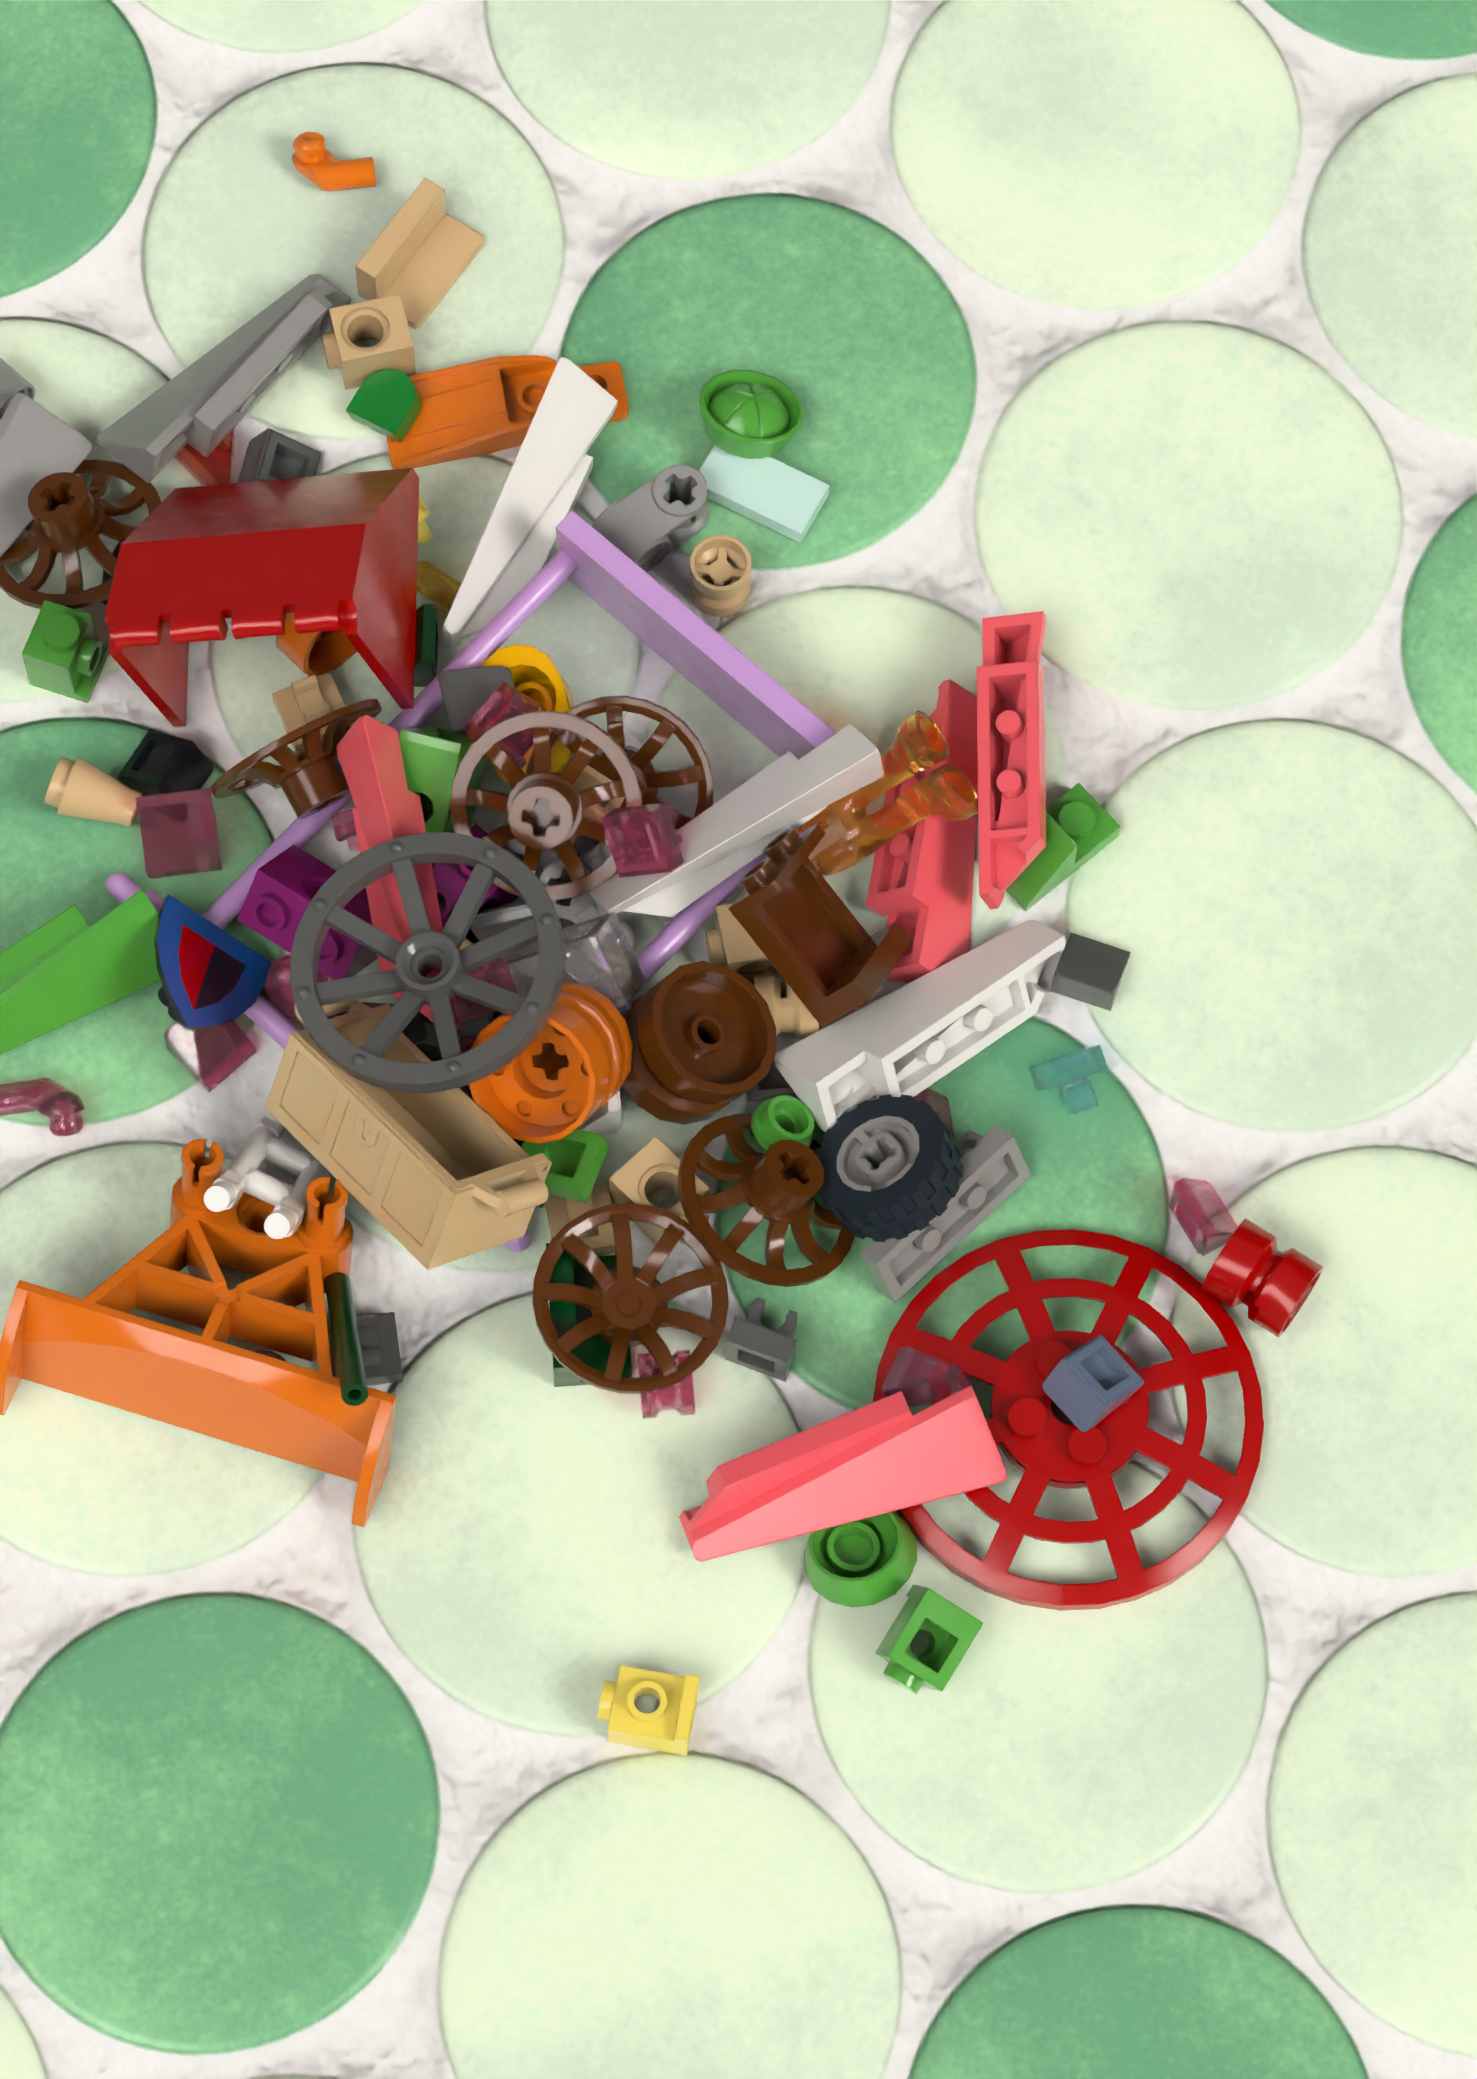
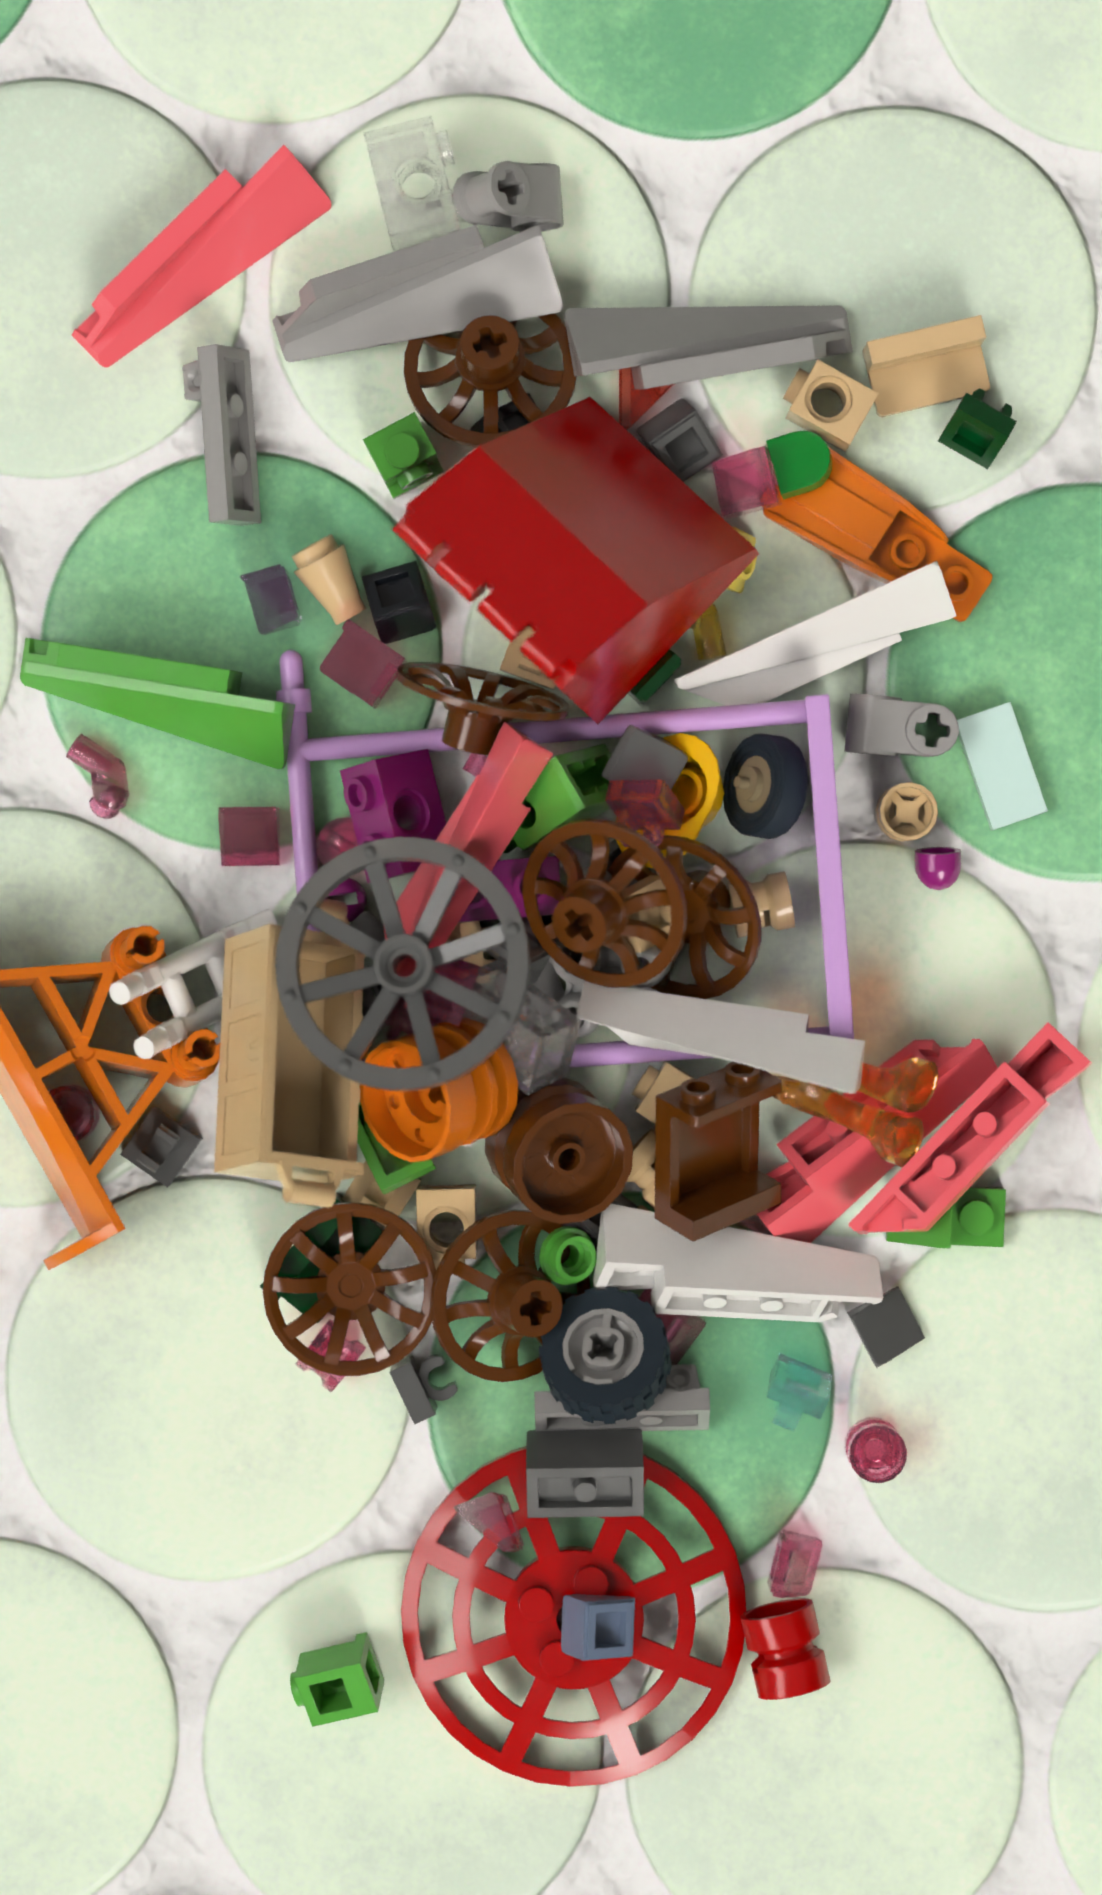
camera: 45 degrees right, 20 degrees up
(58, 848) = (272, 599): none -> slope
(203, 969) = (281, 792): shield -> none
(326, 170) = (926, 231): orange arm -> none
(346, 1339) = (134, 1151): dark green piece -> none
(360, 445) = (746, 483): none -> clear pink slope
(503, 266) = (978, 429): none -> dark green tile
(591, 641) = (765, 786): none -> black wheel
(642, 839) = (645, 993): clear pink tile -> none
(662, 1730) = (144, 1562): light yellow brick -> none
(674, 753) = (772, 900): none -> tan wheel
(749, 413) = (1043, 707): bright green hat -> none
(785, 597) = (938, 866): none -> magenta hinge
(845, 1473) = (385, 1533): coral wedge -> none
(861, 1560) = (351, 1581): bright green hat -> none
(967, 1283) = (585, 1473): none -> dark grey panel
(1179, 1049) = (883, 1456): none -> clear pink wheel

